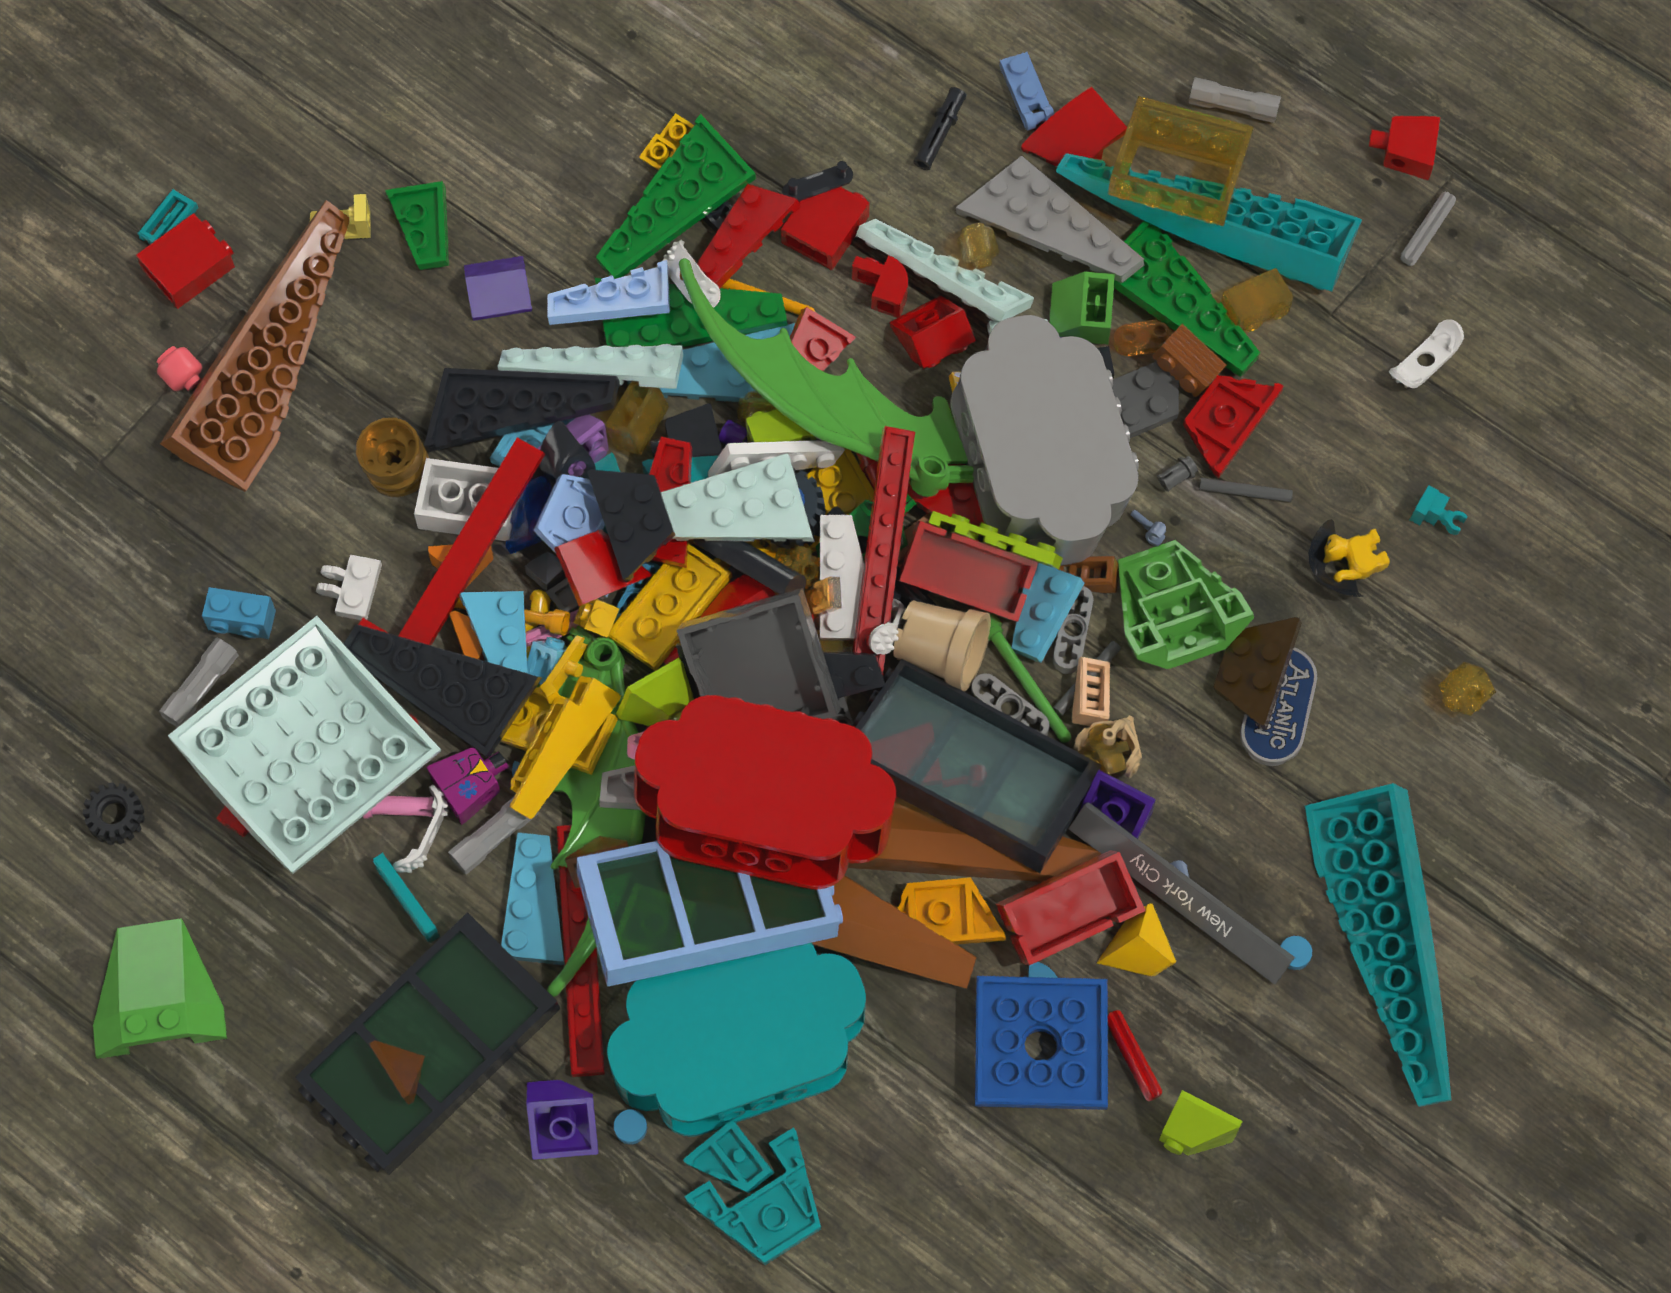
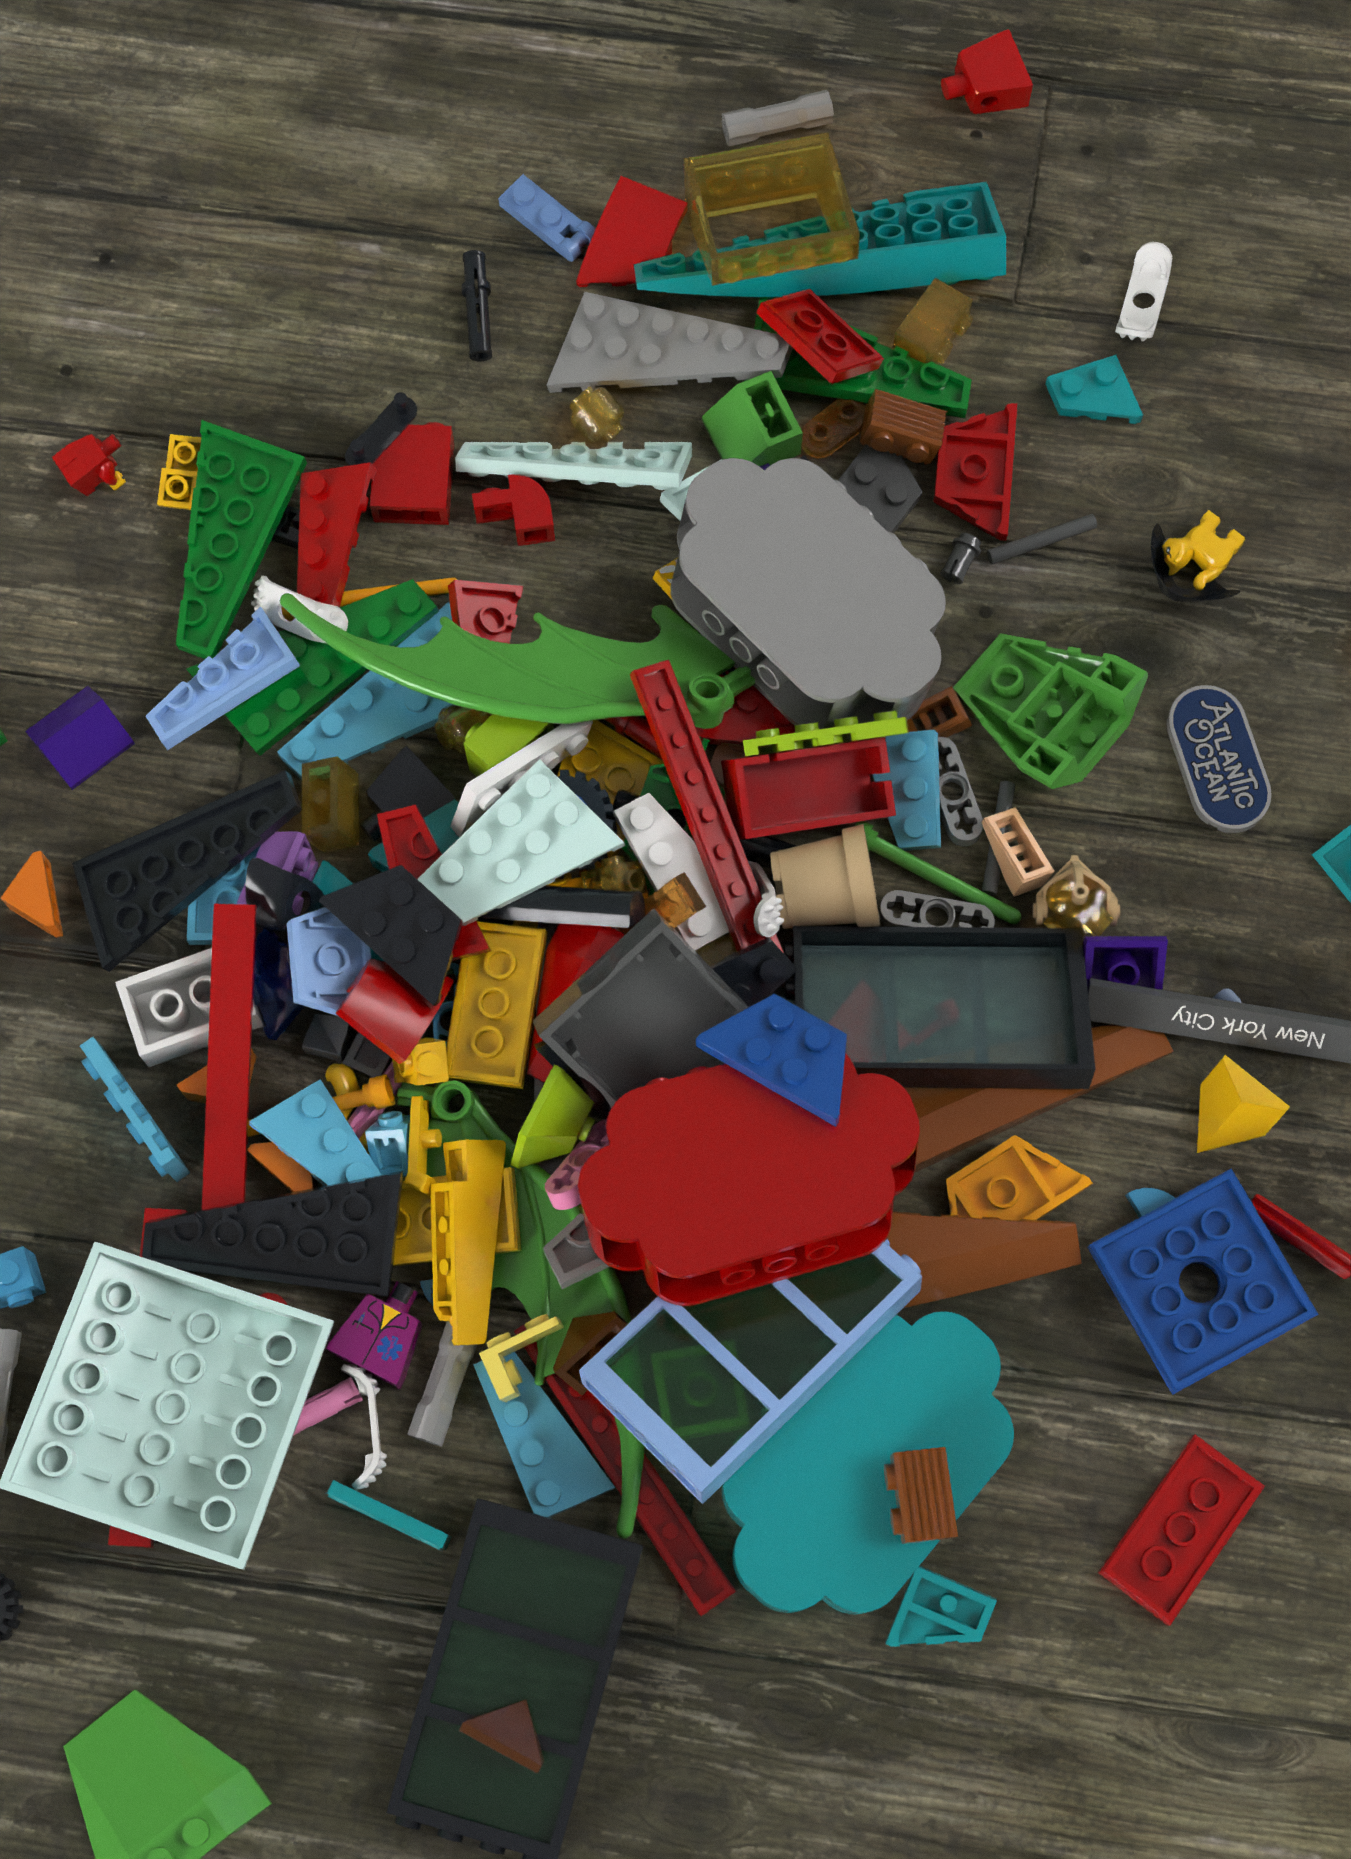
camera: 30 degrees left, 5 degrees up
(357, 586) = (117, 1176): white hinge -> none
(391, 561) = (141, 1123): none -> medium azure wing
(392, 456) = (58, 985): pearl gold wheel -> none
(408, 375) = (34, 895): none -> orange slope
(533, 846) = (505, 1374): none -> light yellow bracket
(560, 1120) = (722, 1679): dark purple slope -> none
(608, 106) = (89, 463): none -> red piece
(630, 1126) = (803, 1638): dark azure tile -> none
(649, 365) = (310, 738): light aqua wing -> none
(733, 433) = (452, 768): dark purple hose -> none
(755, 1062) = (921, 1495): none -> dark orange brick
(772, 1217) = (1026, 1651): teal wing -> none
(830, 723) = (785, 1053): none -> blue wing
(929, 1199) = (1181, 1529): none -> red tile
(933, 331) = (604, 535): red slope -> none
(1070, 907) = (1138, 1110): red piece -> none
(1155, 530) = (976, 633): sand blue hand -> none
(1165, 267) = (820, 335): none -> red tile
(1256, 668) = (1175, 731): dark brown wing -> none
(1348, 406) = (1094, 392): none -> teal wing
(1428, 228) = (1061, 157): light grey axle -> none
(1432, 509) = (1248, 456): teal piece -> none

